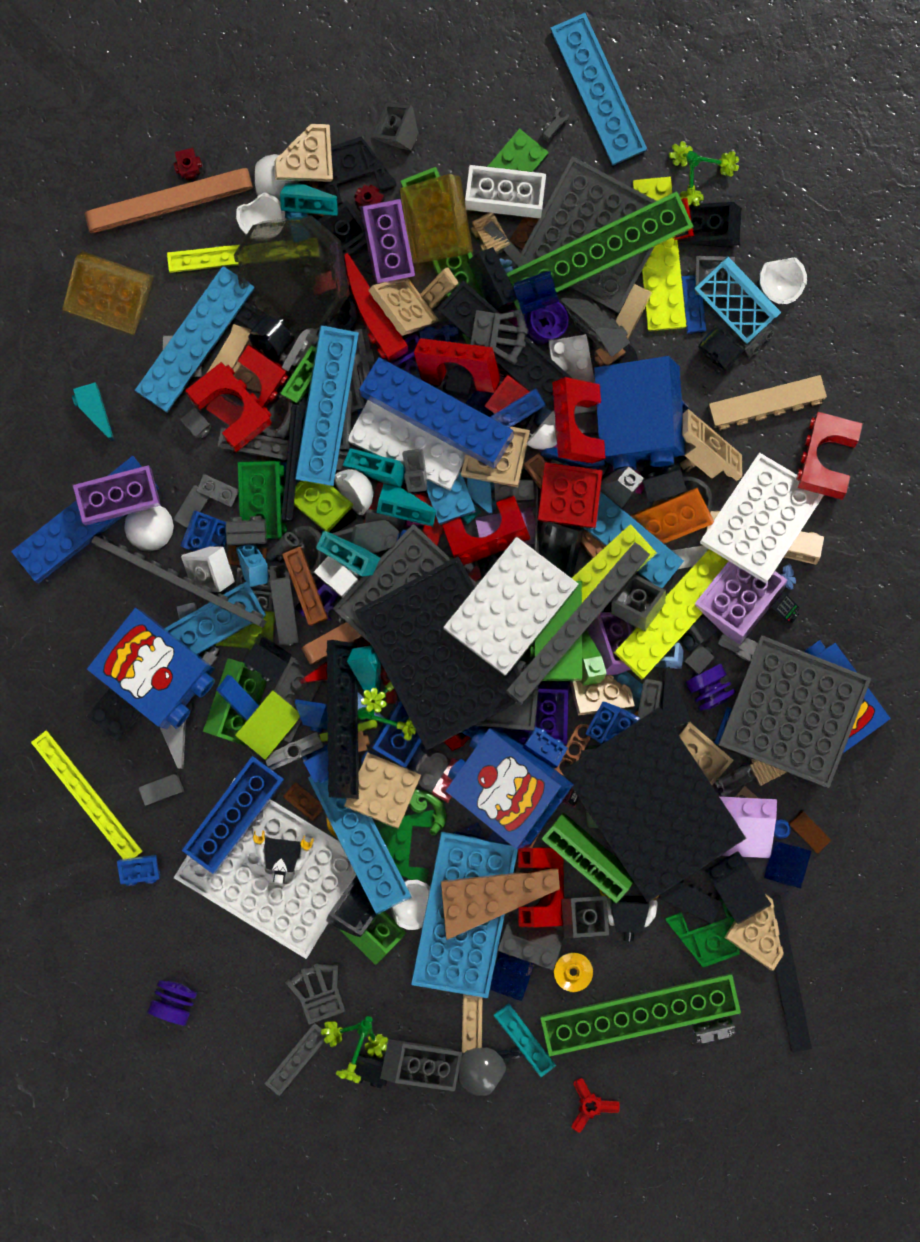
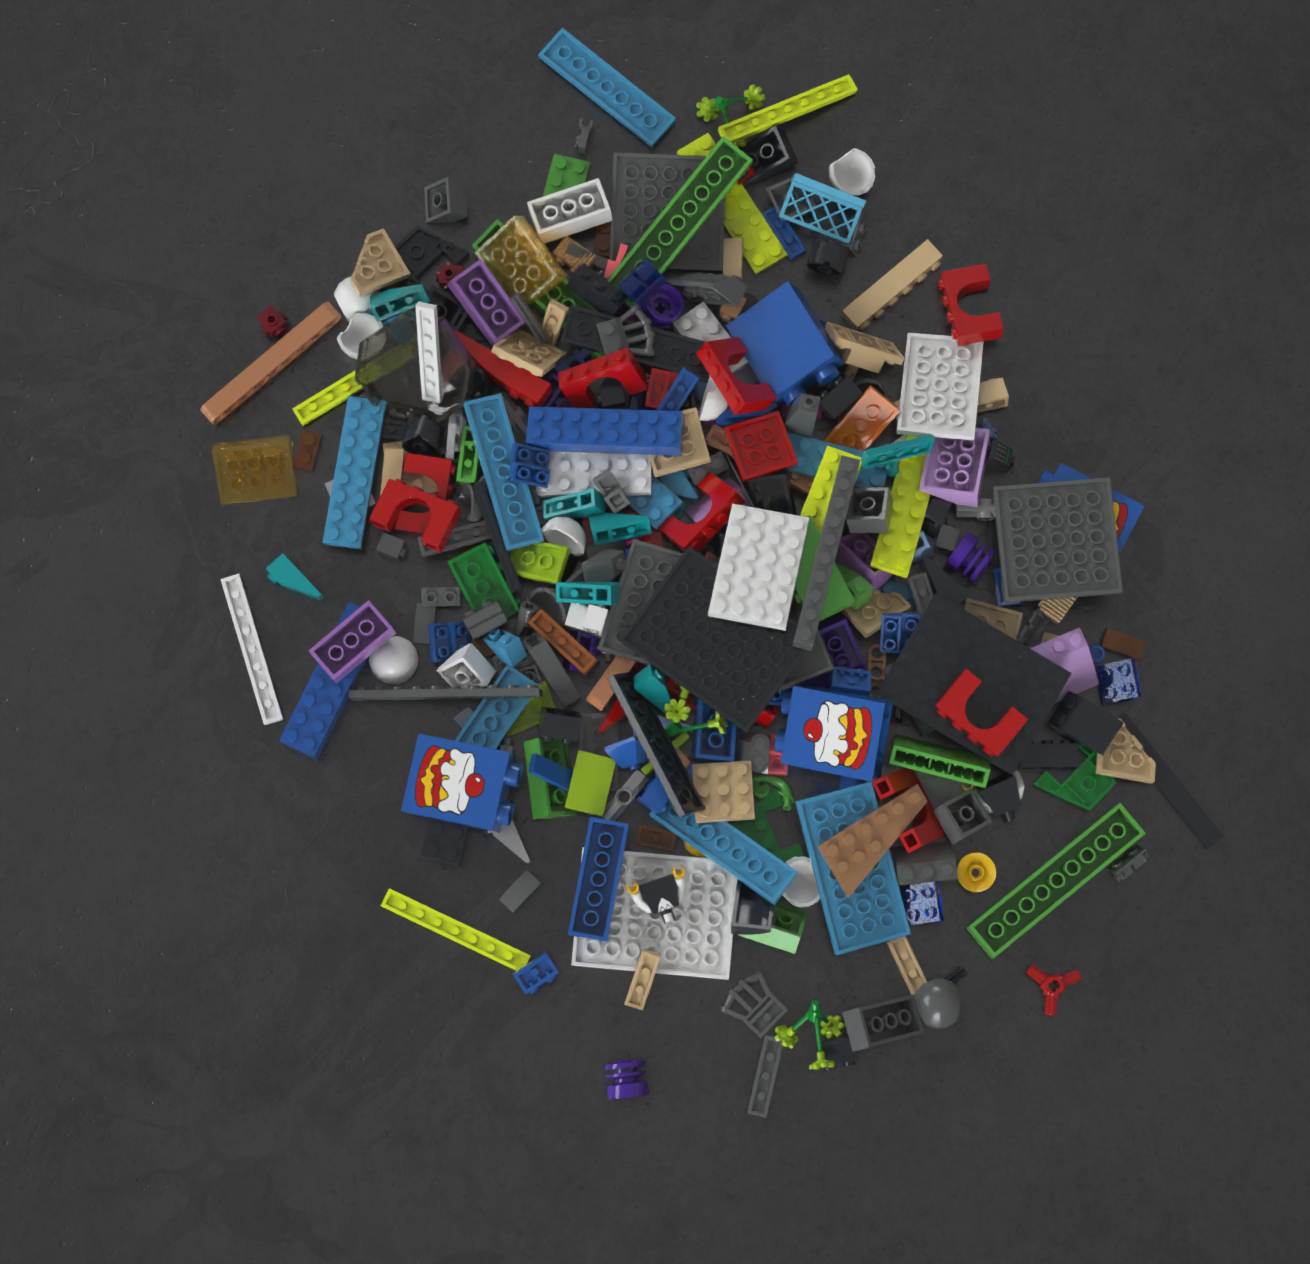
camera: 25 degrees left, 5 degrees down
(27, 455) = (252, 649): none -> white plate
(163, 297) = (308, 450): none -> reddish brown plate
(230, 921) = (642, 979): none -> tan tile
(310, 265) = (429, 352): none -> white plate
(353, 411) = (530, 465): none -> blue slope
(419, 274) = (529, 318): none -> dark grey axle
(518, 261) = (612, 265): none -> coral slope
(524, 1040) = (963, 956): teal tile -> none
(645, 863) = (953, 706): none -> red arch
(687, 560) = (892, 453): none -> teal plate
(753, 191) = (788, 109): none -> neon yellow plate

